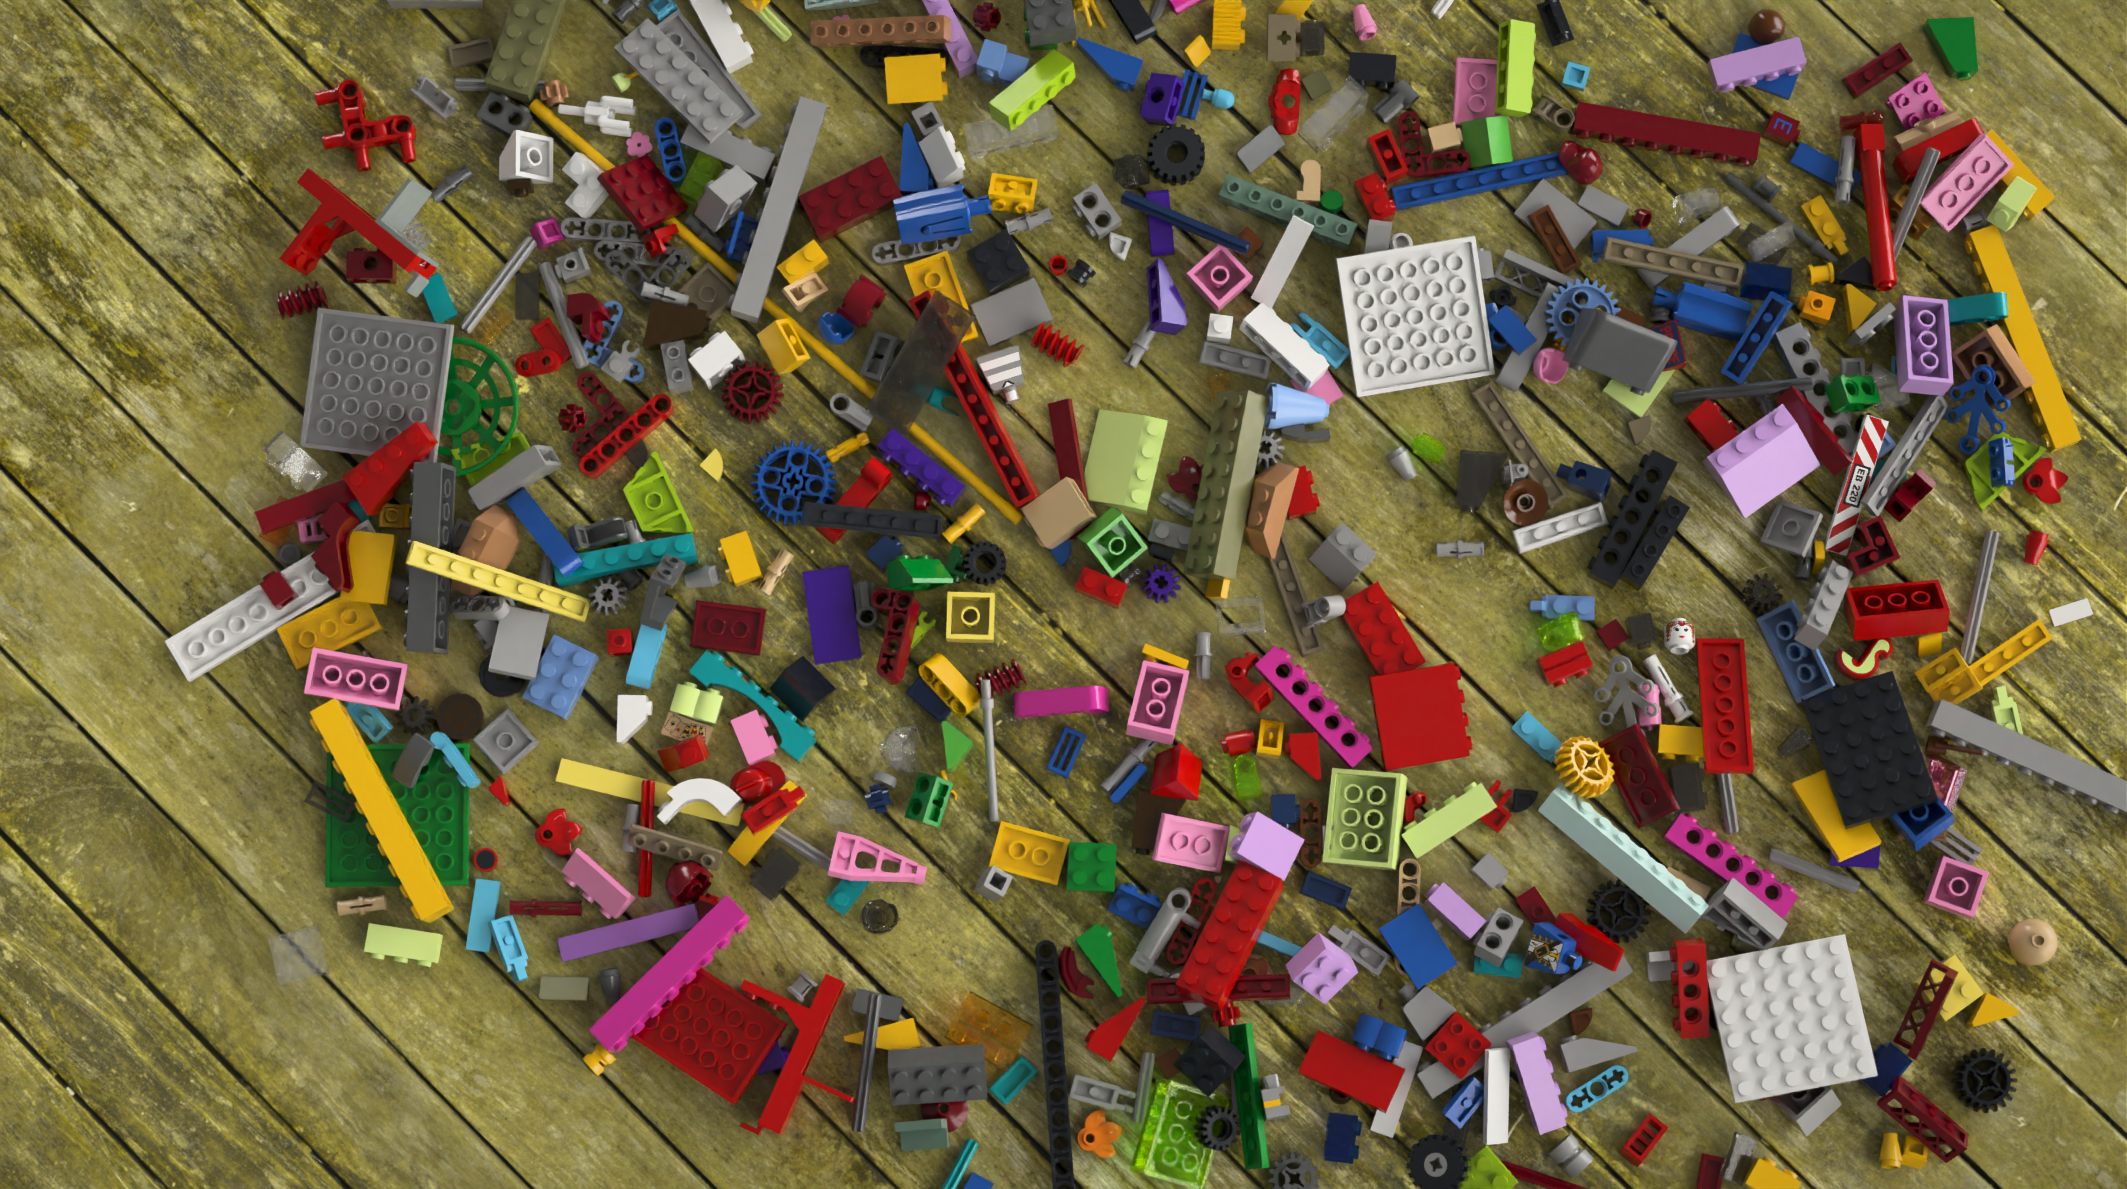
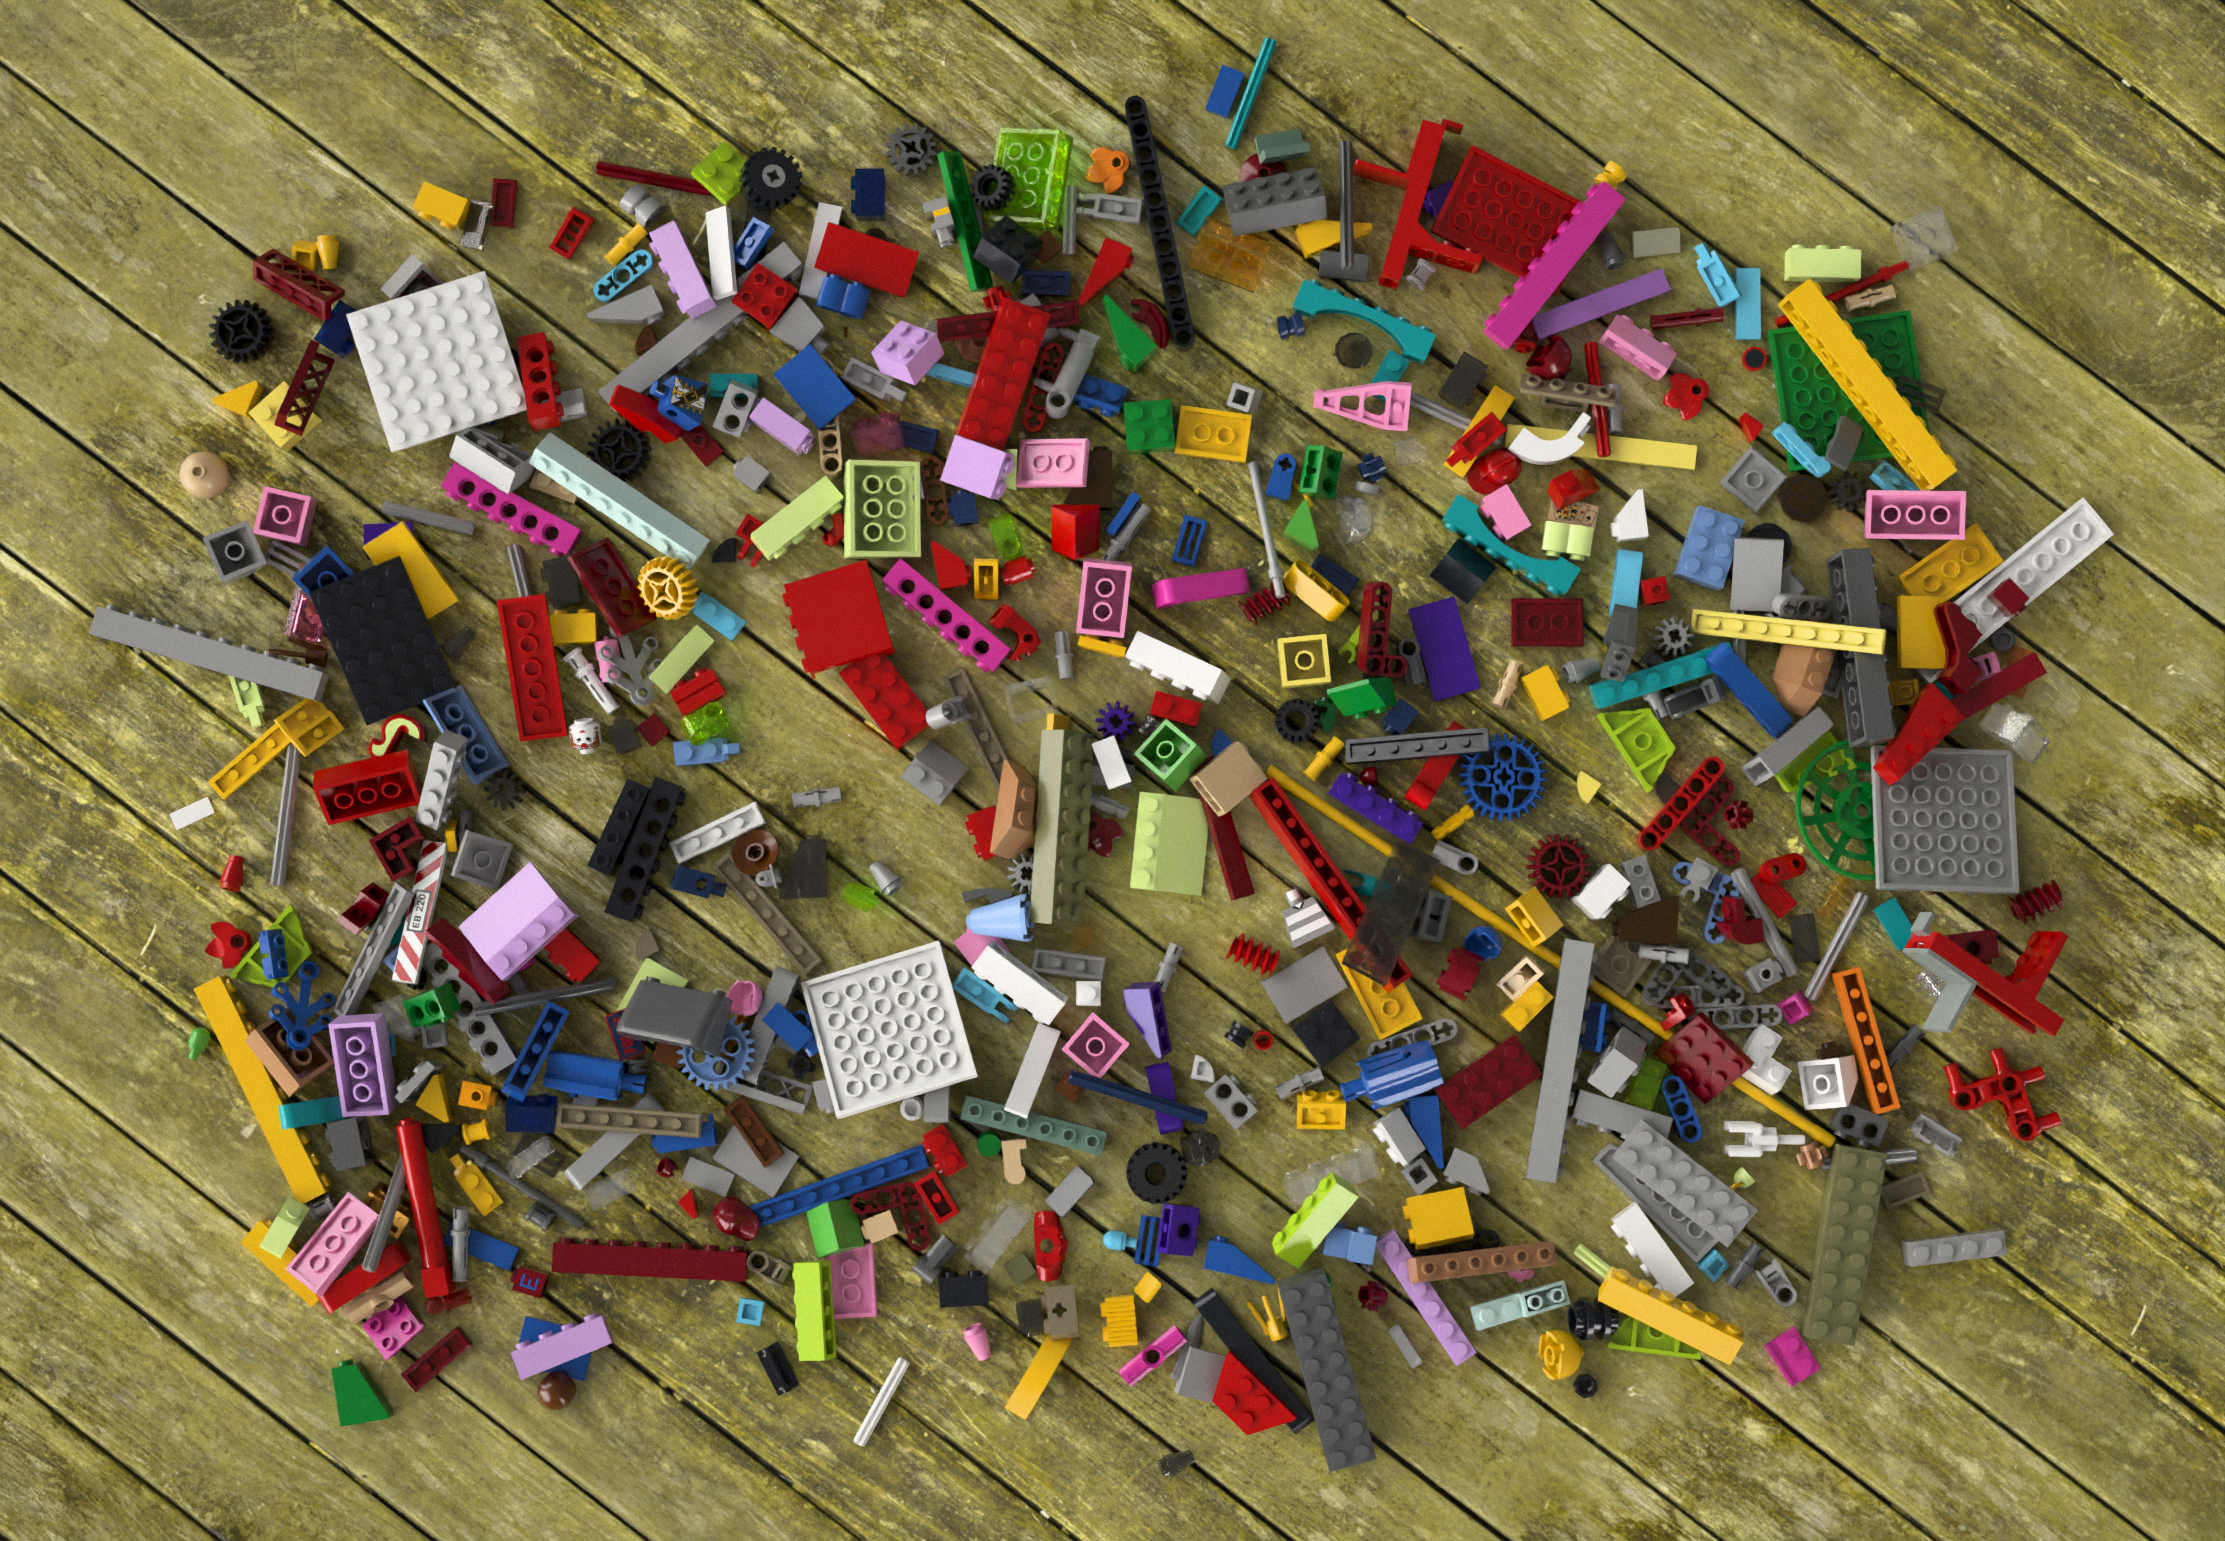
camera: 175 degrees right, 5 degrees up
(344, 927) = (1883, 275): none -> red bar
(486, 192) = (1865, 1040): none -> orange brick
(643, 140) = (1717, 1119): bright pink plant -> none
(883, 121) = (1465, 1169): none -> light grey slope
(911, 973) = (1412, 340): none -> teal arch
(938, 950) = (1293, 326): none -> dark blue wheel
(969, 798) = (1281, 481): none -> blue piece
(1095, 627) = (1178, 667): none -> white wedge
(1170, 542) = (1111, 762): none -> white slope
(1360, 895) = (877, 434): none -> clear pink bracket
(1578, 698) = (681, 659): none -> yellowish green tile
(1591, 1119) = (626, 245): none -> yellow pin
(1623, 181) = (689, 1204): none -> red slope
(1928, 644) = (333, 759): yellow slope -> none
(1942, 273) = (350, 1143): none -> dark grey brick
(2008, 857) = (235, 552): none -> light grey slope
(2081, 391) = (198, 1042): none -> bright green cylinder

